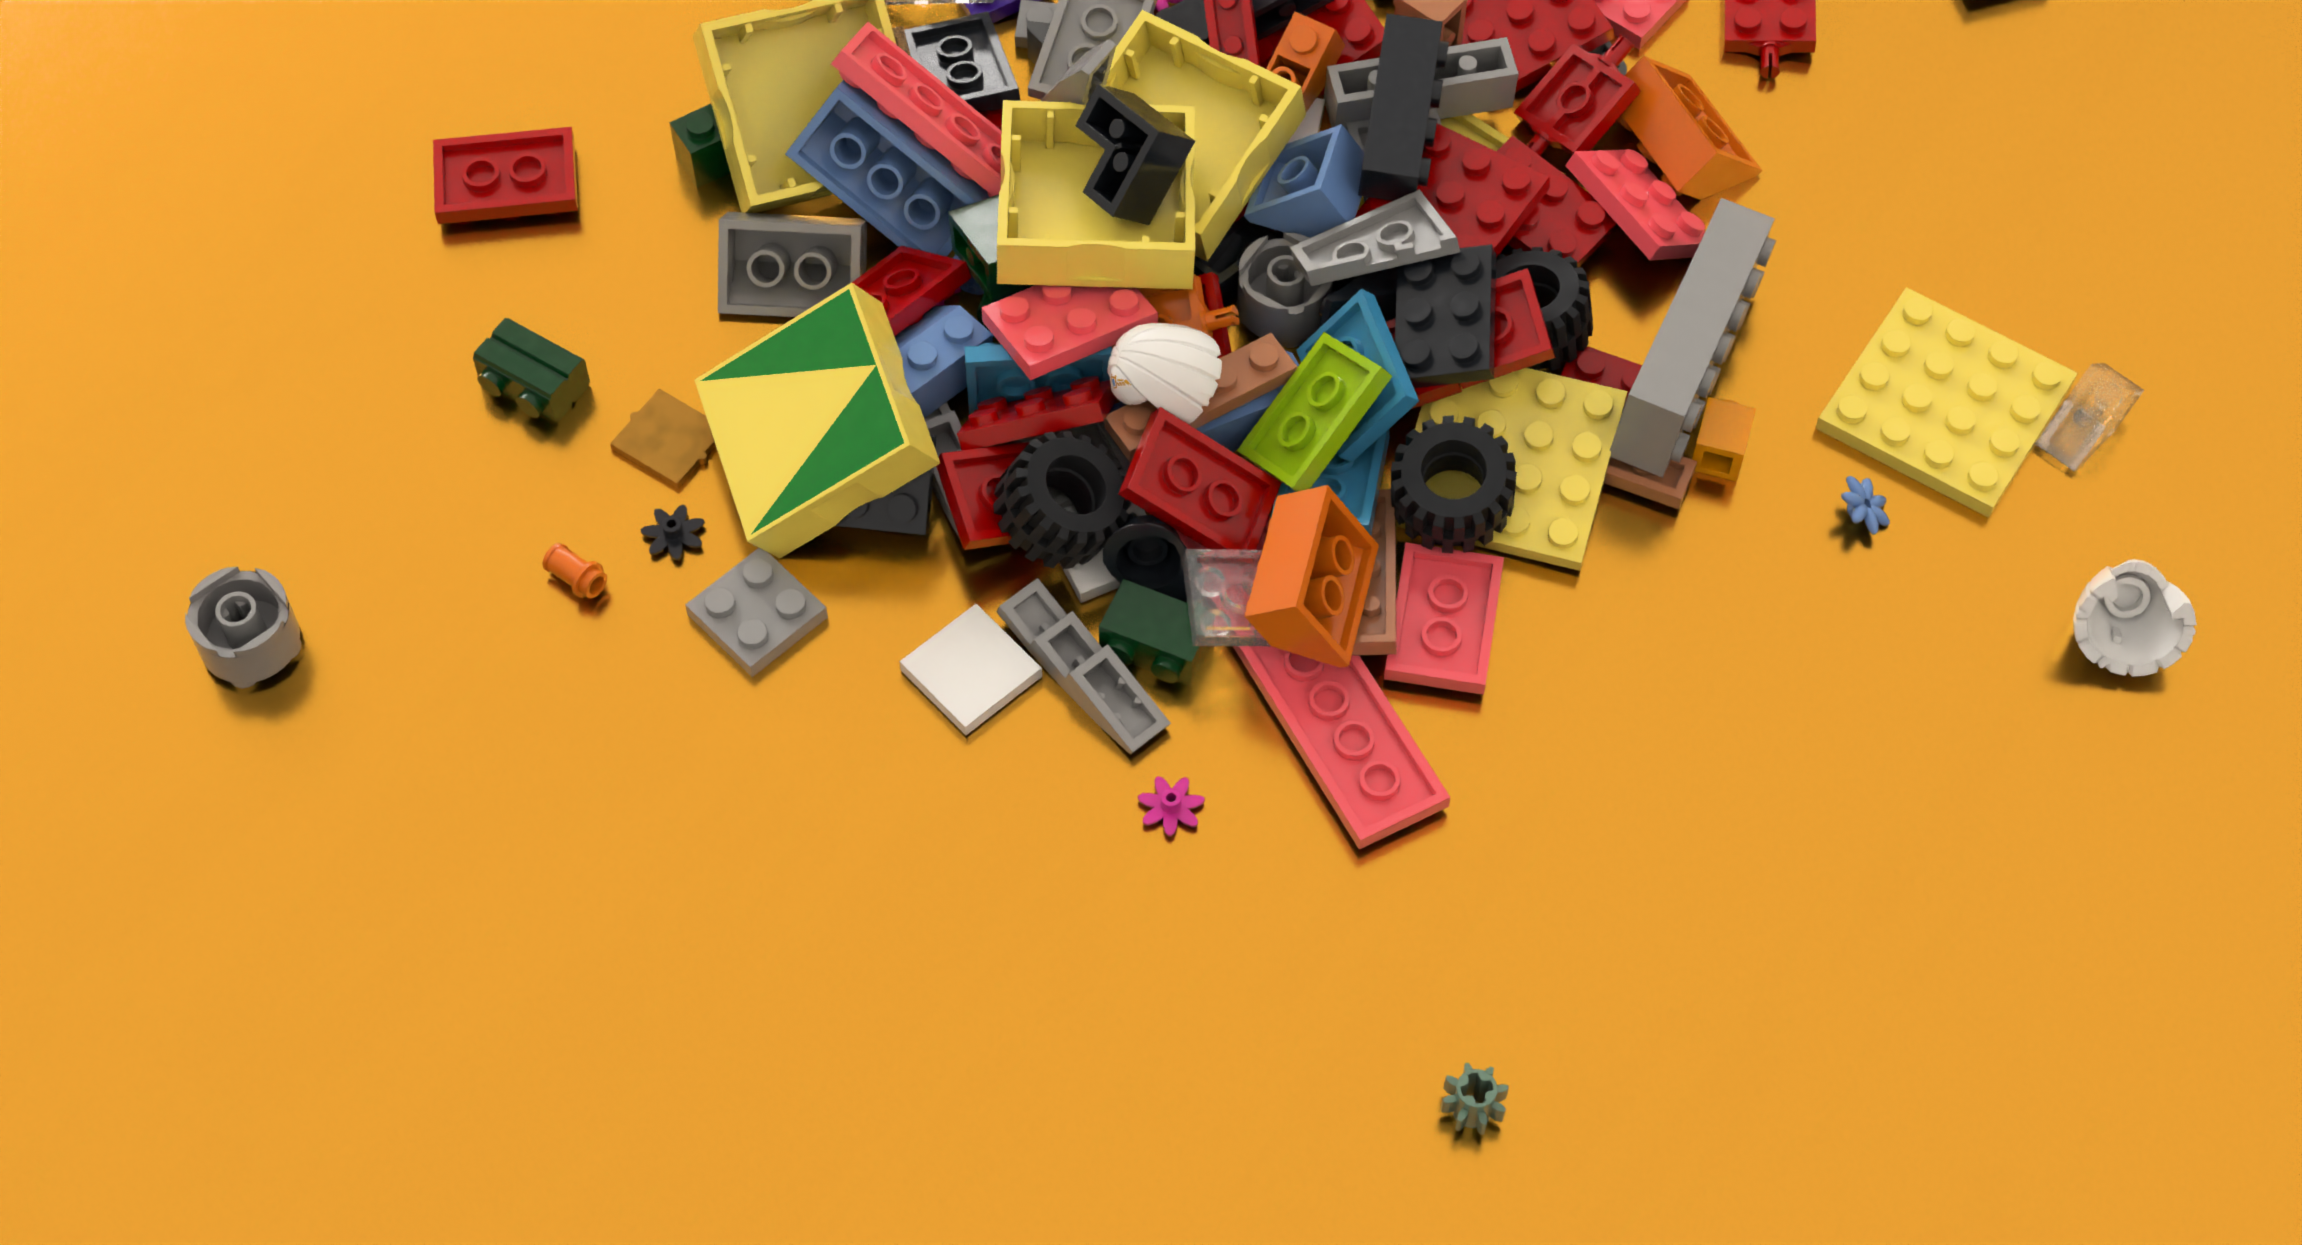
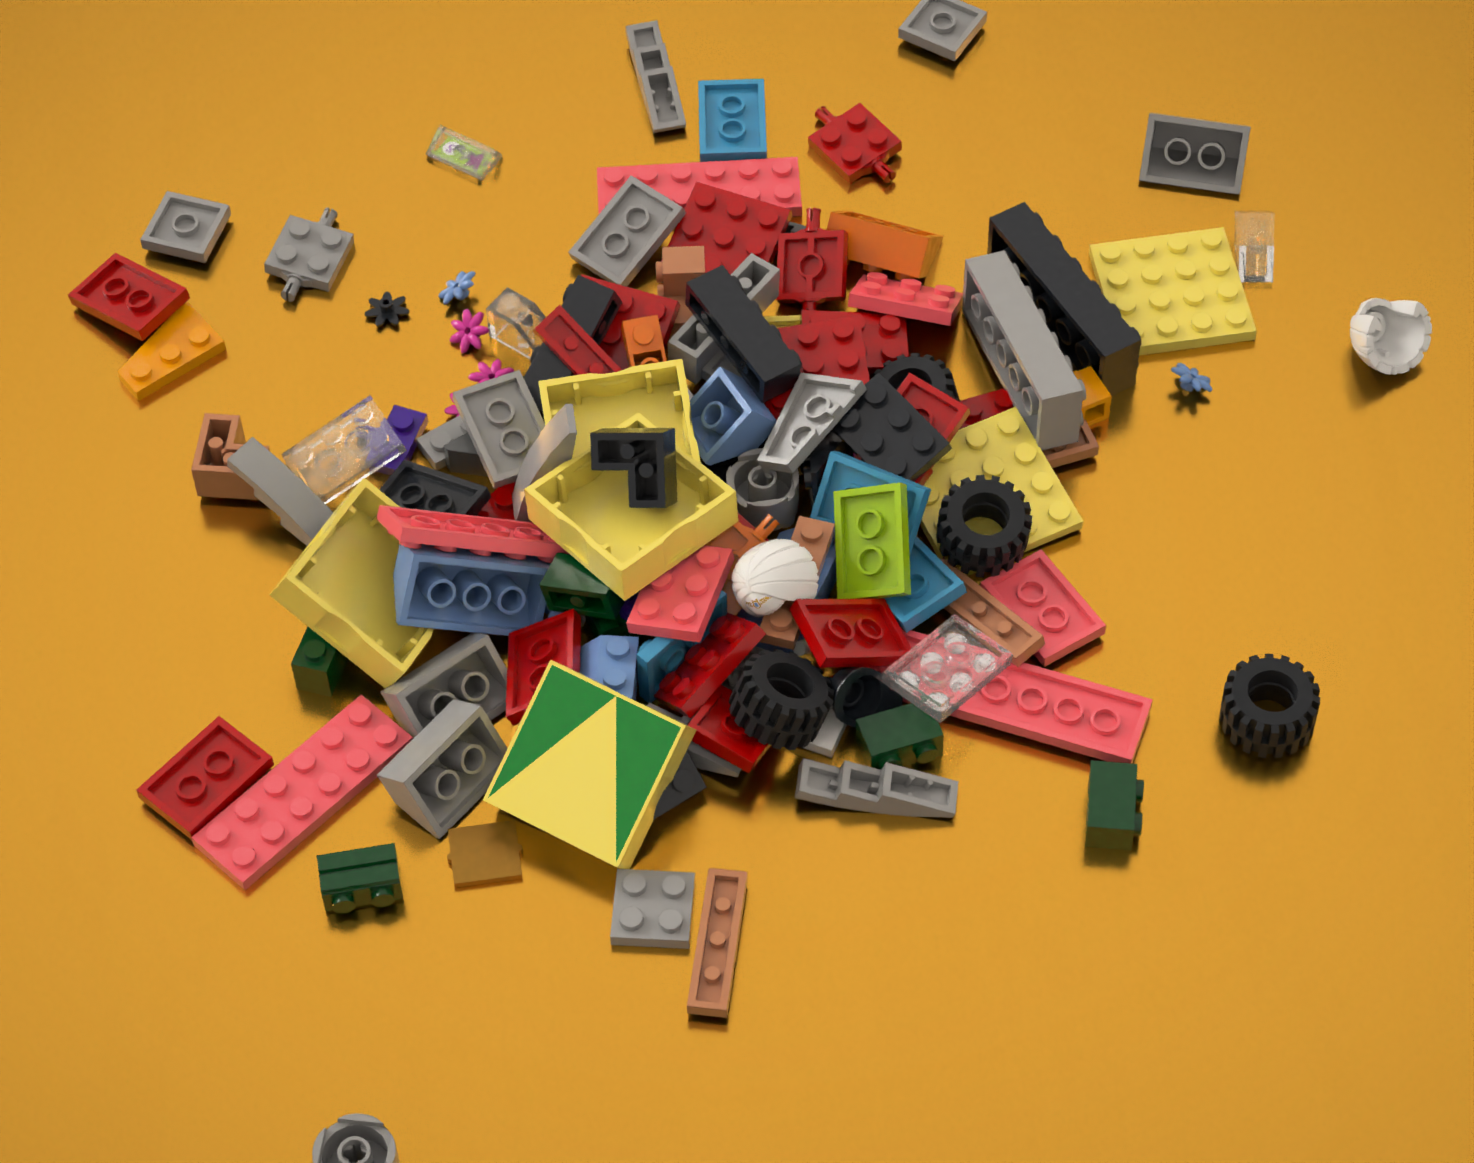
camera: 40 degrees left, 5 degrees down
(576, 254) = (301, 792): none -> coral plate
(584, 577) = (520, 971): orange pin -> none
(673, 532) = (550, 904): black plant -> none
(700, 322) = (445, 767): none -> light grey slope
(774, 690) = (717, 943): none -> nougat plate
(971, 669) = (813, 841): white tile -> none
(1170, 805) = (1005, 826): dark pink plant -> none
(1292, 869) = (1112, 804): none -> dark green brick
(1312, 577) = (967, 632): orange slope -> none
(1484, 1089) = (1333, 846): sand green gear -> none
(1571, 864) = (1274, 681): none -> black tyre
(1803, 322) = (1073, 305): none -> black brick
(2131, 272) = (1194, 153): none -> light grey slope

